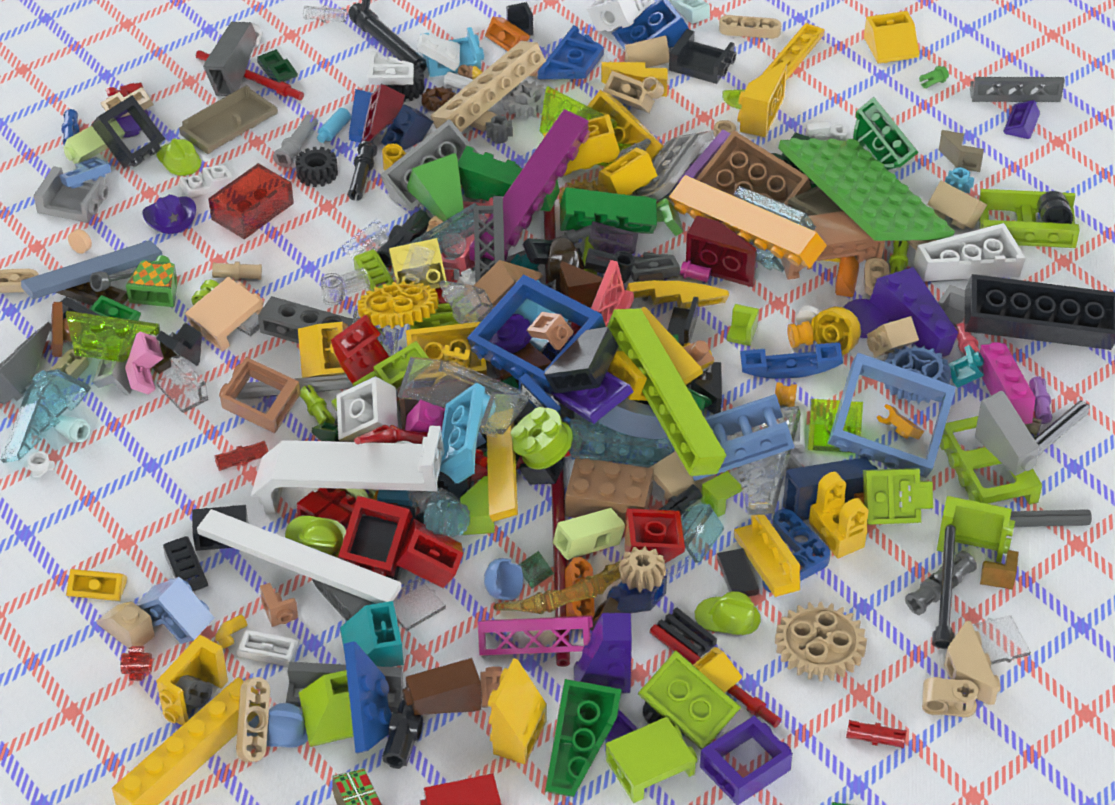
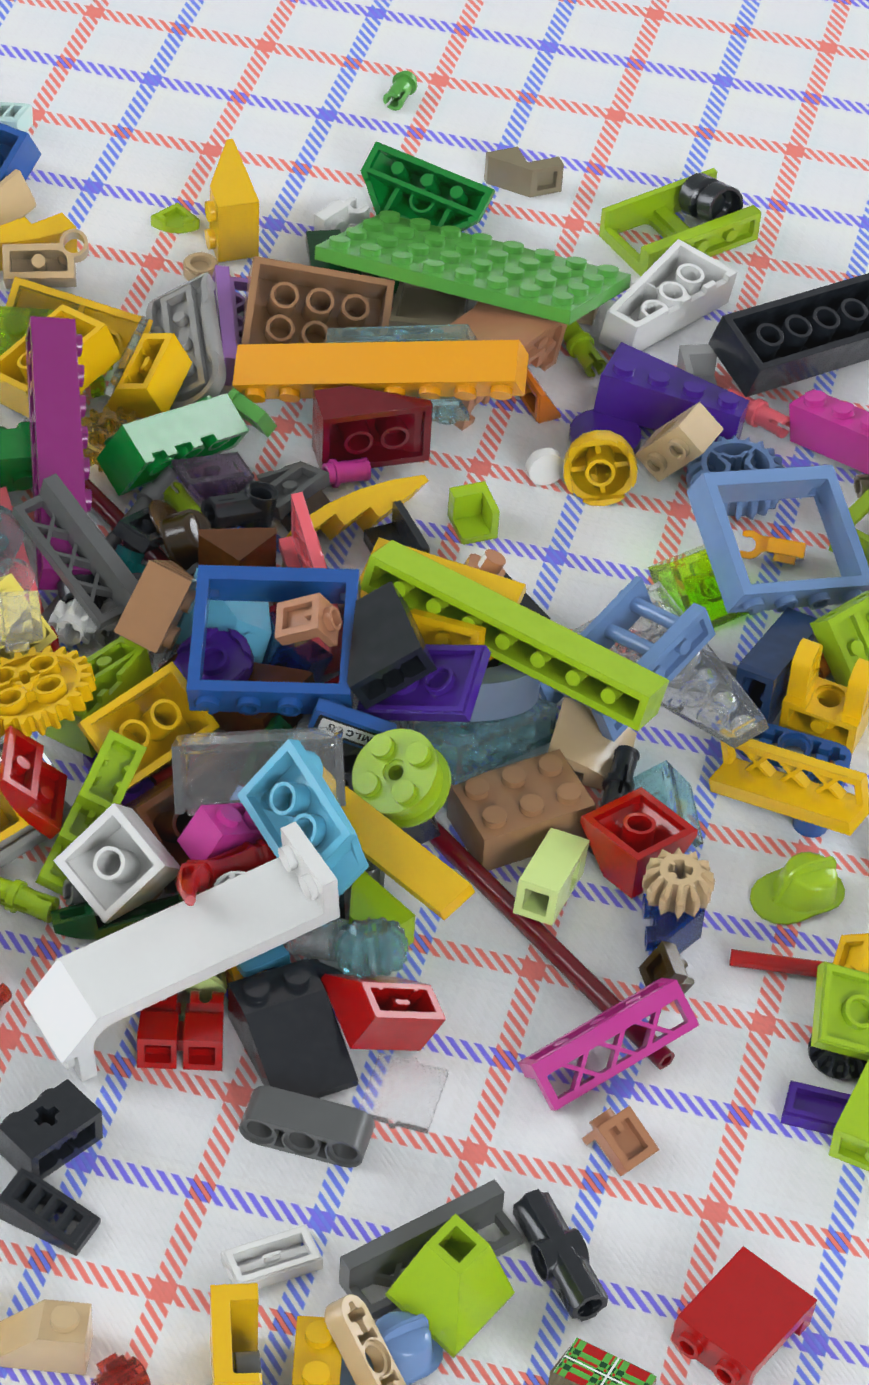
camera: 40 degrees left, 0 degrees up
(176, 608) = (110, 1273): brick -> none
(229, 627) = (195, 1269): yellow arm -> none
(277, 610) = (230, 1198): nougat bracket -> none
(299, 558) = (216, 1110): white tile -> none
(317, 533) = (201, 1073): lime piece -> none
(367, 698) = (519, 1259): blue wing -> none
(376, 633) = (412, 1163): teal slope -> none
(380, 510) = (289, 981): red window -> none
(444, 689) = (585, 1171): reddish brown slope -> none
(466, 357) = (194, 722): yellow tile -> none
(467, 301) = (134, 640): clear slope -> none
(503, 579) = (498, 994): medium blue hair -> none
(516, 714) = (698, 1161): yellow slope -> none
(535, 569) = (519, 960): clear green tile -> none
(553, 599) = (597, 984): clear yellow animal -> none
(572, 572) = (601, 956): orange beam -> none
(581, 728) = (776, 1130): green wedge -> none
(608, 653) = (742, 1019): dark purple wedge -> none
(690, 630) = (775, 935): black tile -> none
(700, 59) = (84, 185): black panel -> none
(718, 490) = (656, 740): lime panel -> none
(737, 572) = (762, 833): black tile -> none
(762, 27) = (82, 119): tan beam -> none
(786, 394) = (610, 578): light orange wheel -> none
(791, 365) = (581, 534): blue slope -> none
(798, 48) = (193, 143): yellow tile -> none
(800, 334) = (554, 492): light orange wheel -> none
(874, 269) = (573, 377): tan plate -> none
(891, 37) = (306, 57): yellow slope -> none
(957, 205) = (591, 239): tan brick -> none
(960, 179) = (559, 212): medium azure gear -> none
(967, 368) = (791, 438): teal bracket -> none
(1016, 89) = (514, 66): dark grey fence -> none
(1022, 119) = (551, 103): dark purple slope -> none

